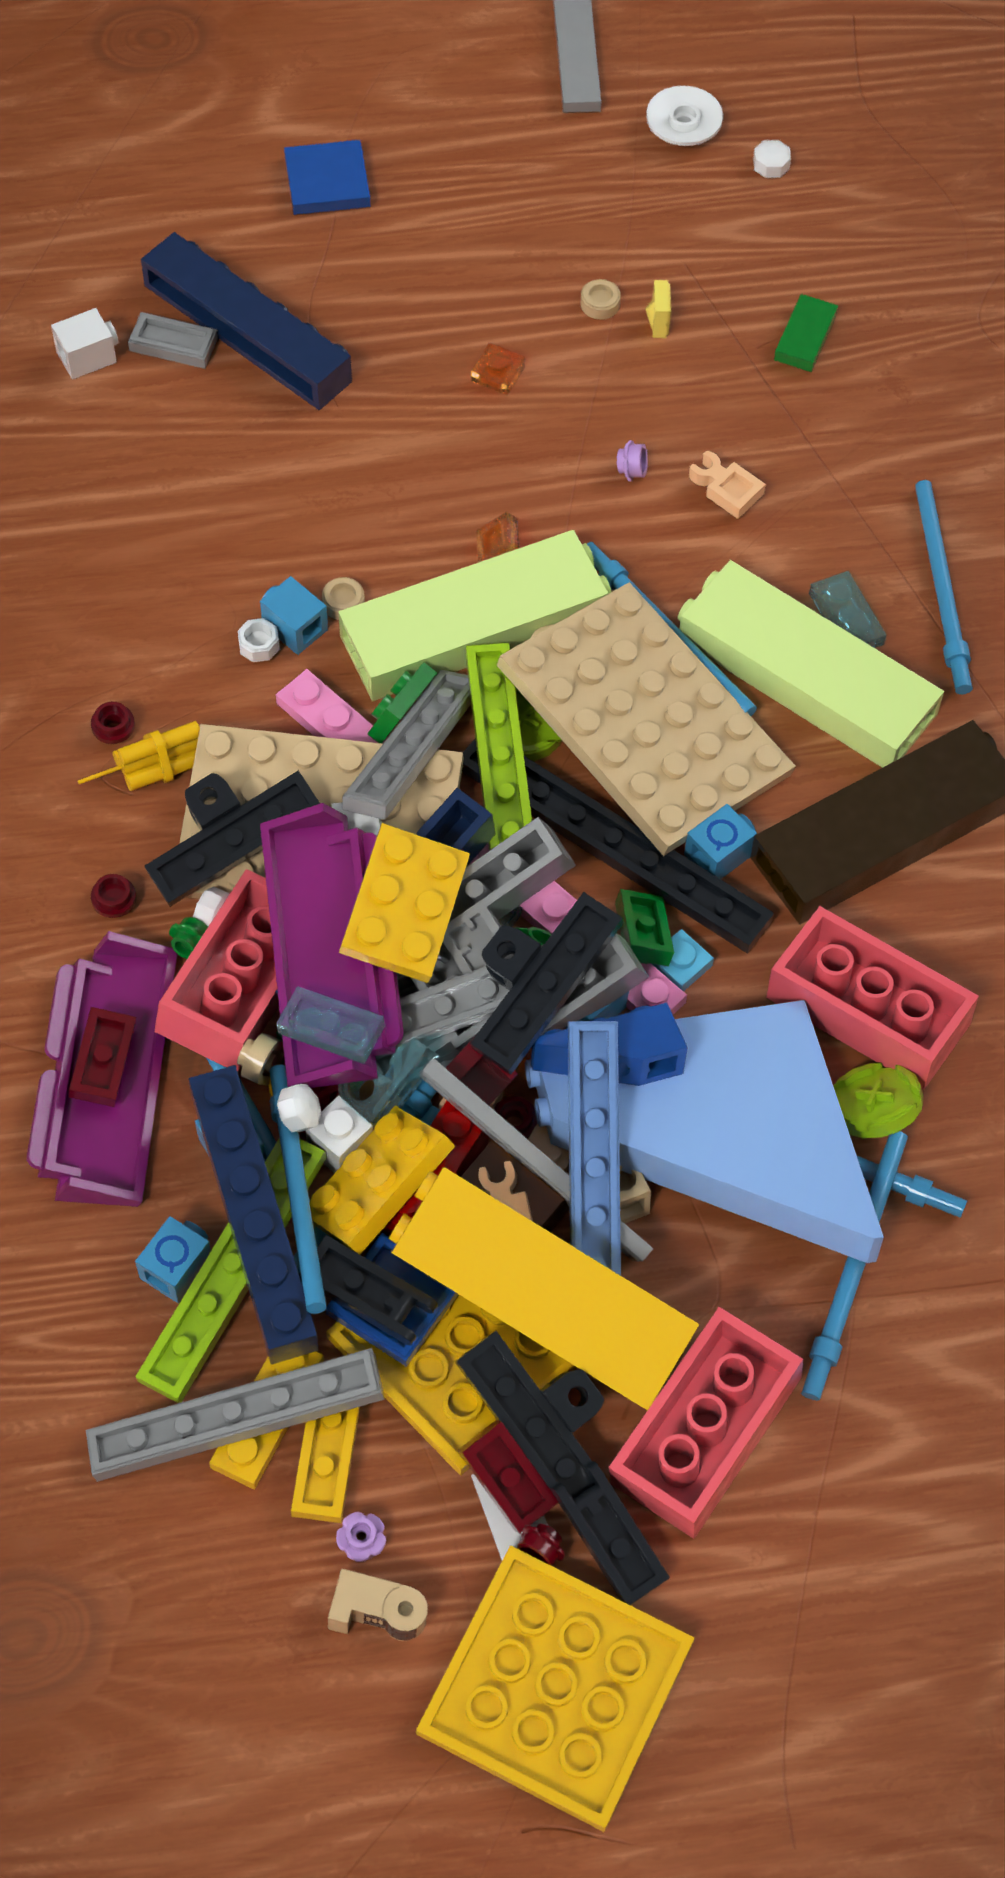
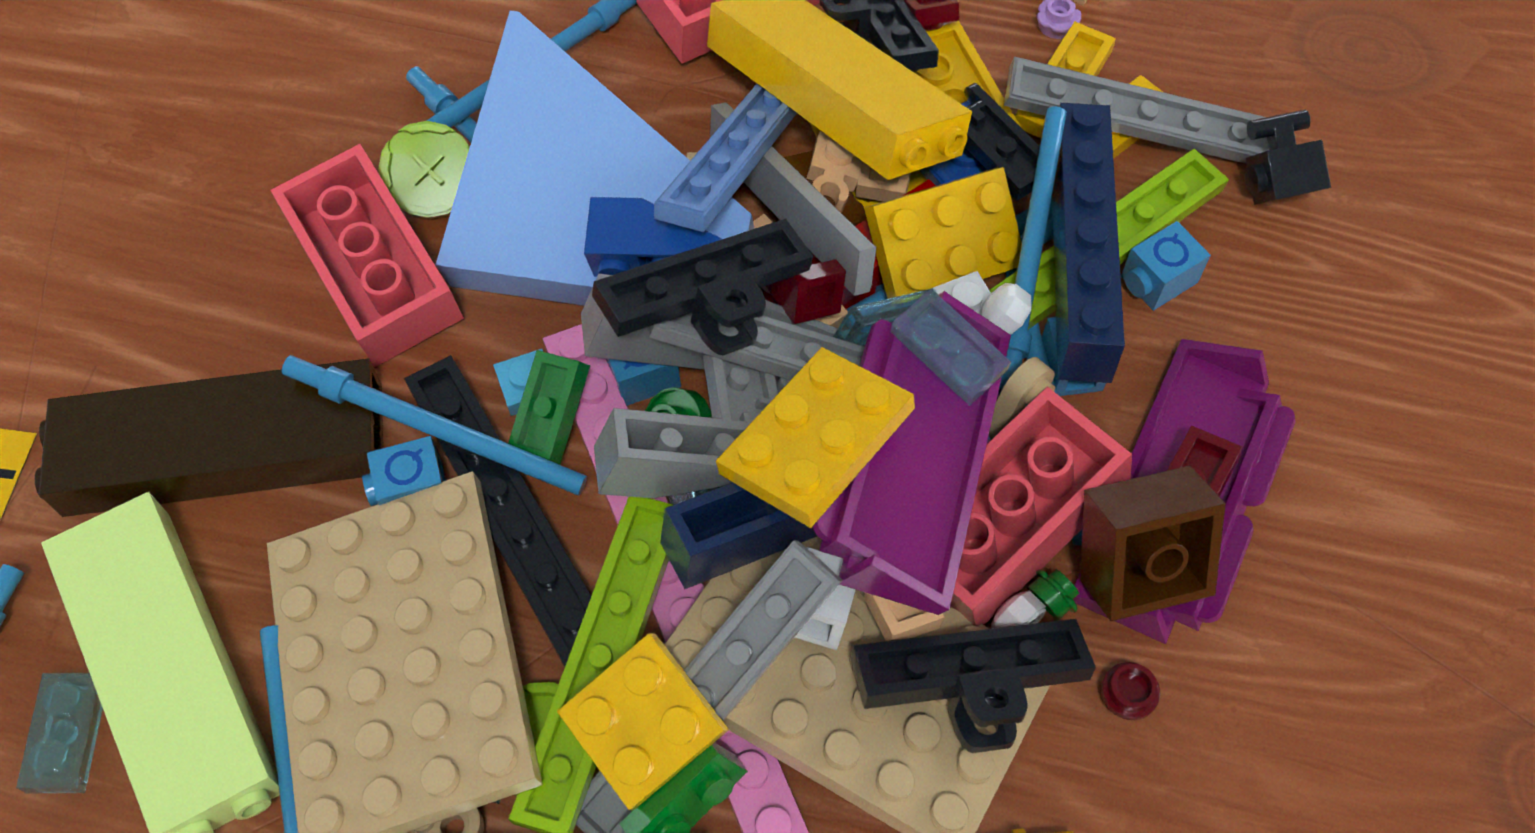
camera: 155 degrees left, 0 degrees up
(83, 1401) = (1287, 166): none -> black brick
(127, 960) = (1151, 542): none -> reddish brown brick
(446, 709) = (642, 721): none -> yellow plate
(808, 863) = (340, 386): none -> dark azure bar

